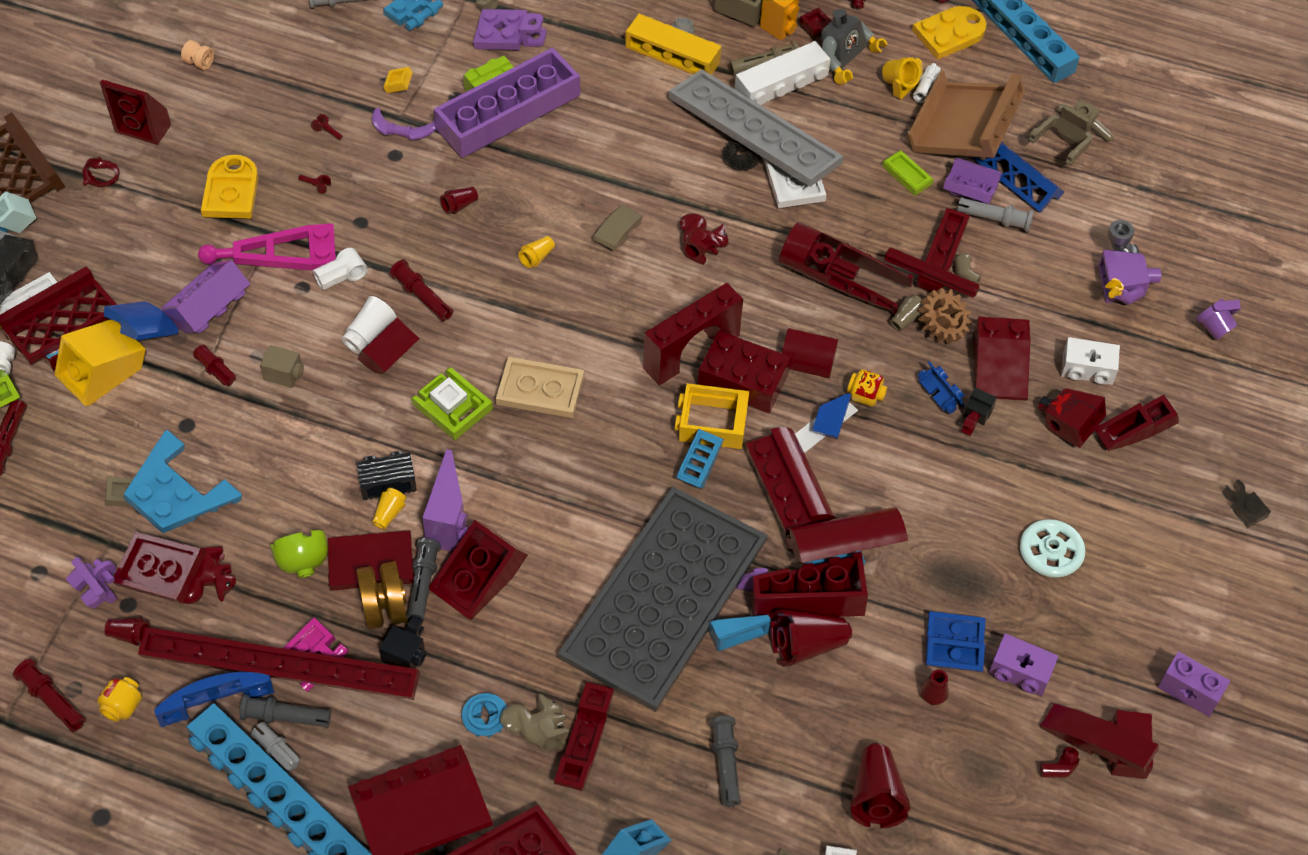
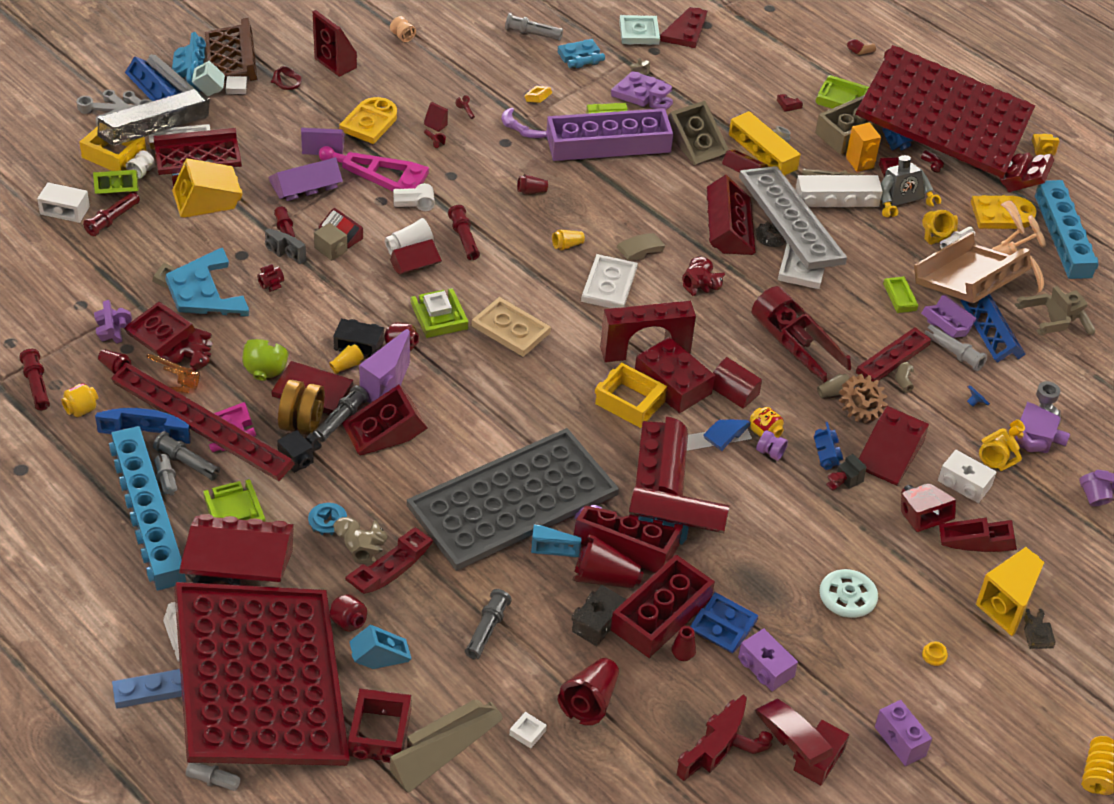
camera: 25 degrees right, 10 degrees down
(46, 205) = (236, 85): none -> white tile
(141, 320) = (250, 174): blue slope -> none
(186, 241) = (314, 139): none -> medium lavender slope
(225, 613) = (186, 377): none -> clear orange plant
(227, 392) = (282, 244): none -> dark grey slope
(243, 443) = (270, 277): none -> dark red gear
(283, 338) = (346, 225): none -> slope
(303, 155) = (436, 117): none -> dark red slope
(373, 746) = (233, 501): none -> lime container
(430, 453) = (397, 328): none -> dark red head
(578, 820) = (348, 612): none -> dark red head
(600, 62) = (697, 133): none -> dark tan slope
(609, 285) = (609, 282): none -> white tile
(661, 77) = (739, 161): none -> dark red slope
(690, 153) = (730, 218): none -> dark red slope
(709, 462) = (598, 428): dark azure slope -> none
(835, 709) = (595, 617): none -> clear smoke brick
(881, 414) = (772, 445): none -> medium lavender wheel
(892, 655) = (662, 606): none -> dark red brick
(932, 272) = (871, 364): dark red axle -> none
(985, 74) = (1010, 248): none -> light nougat plant
(1029, 778) = (716, 743): none -> dark red slope
(1047, 264) = (976, 397): none -> blue plant
(1102, 317) = (997, 448): none -> yellow piece
(1170, 578) = (935, 653): none -> yellow plate
(1210, 475) = (1009, 589): none -> yellow slope

